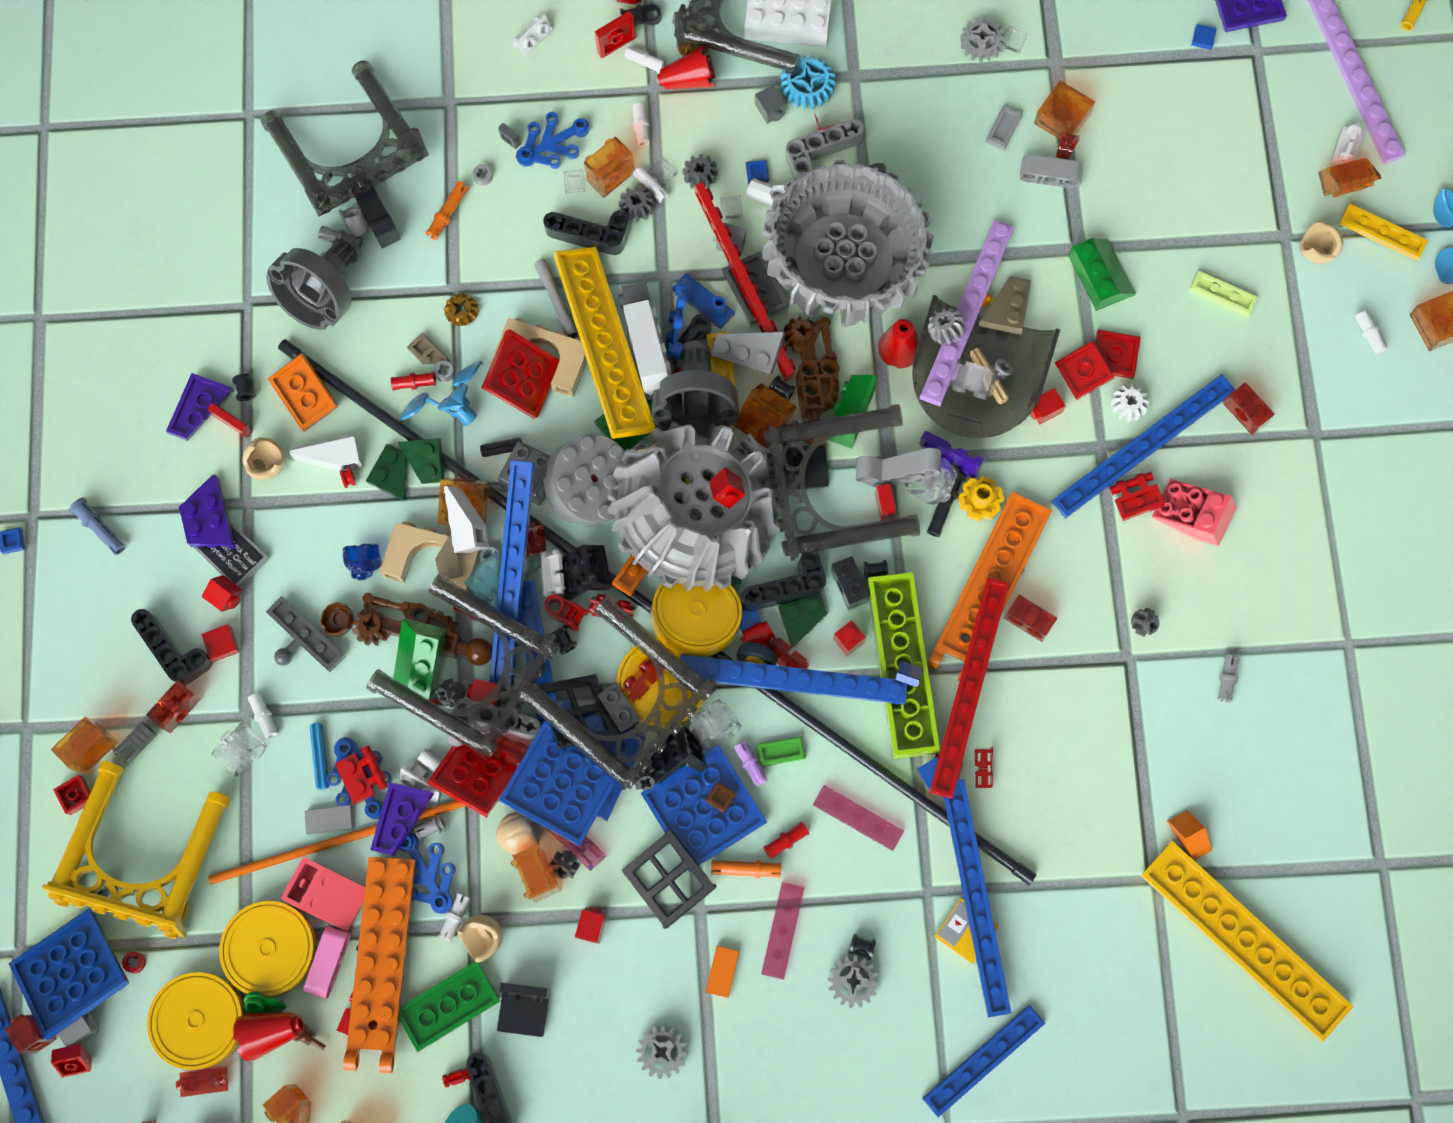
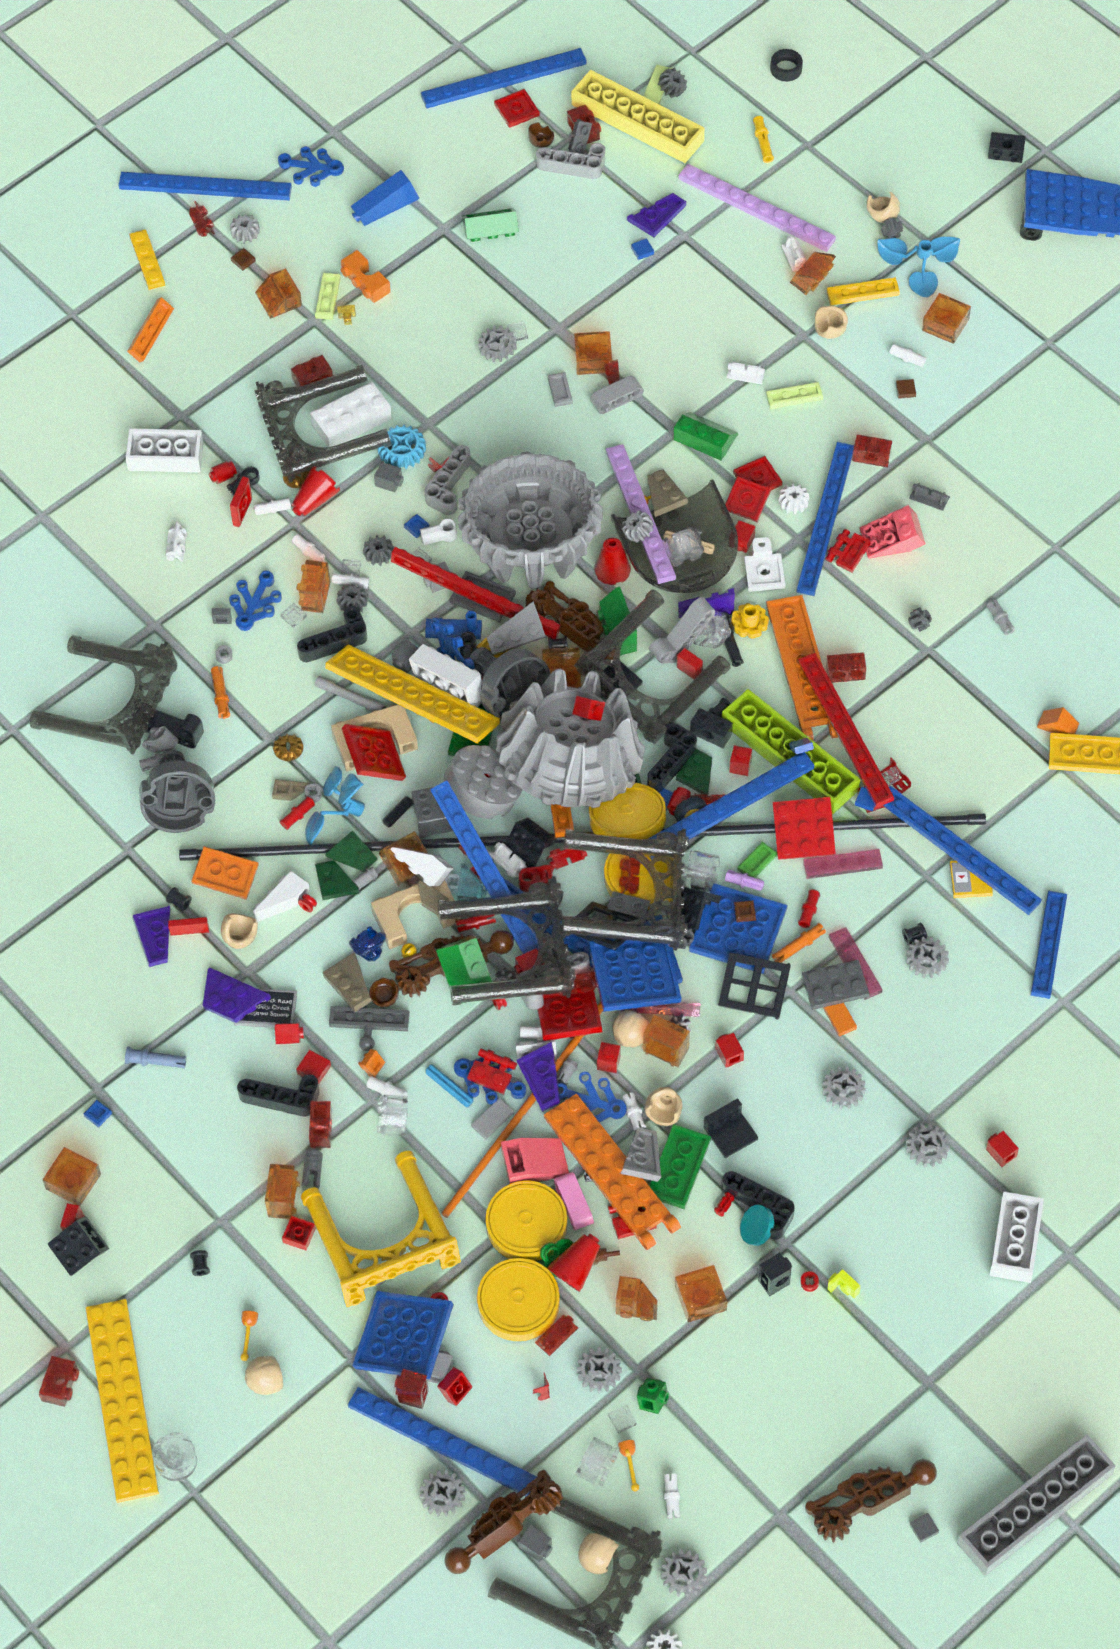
camera: 40 degrees left, 15 degrees down
(270, 680) = (372, 1063): none -> orange tile
(316, 582) = (348, 982): none -> dark tan wing
(399, 598) = (410, 952): none -> yellow hinge
(418, 491) = (365, 878): none -> light grey pin
(419, 972) = (643, 1156): none -> light grey wing
(475, 845) = (608, 1057): none -> red brick
(742, 940) = (835, 984): none -> dark grey plate
(847, 756) = (804, 828): none -> red plate
(974, 765) = (891, 776): none -> clear tile
(1047, 446) = (764, 560): none -> white plate
(1194, 236) = (745, 373): none -> white hinge
(1265, 498) = (929, 497): none -> dark grey hinge
(1339, 365) = (905, 388): none -> reddish brown tile

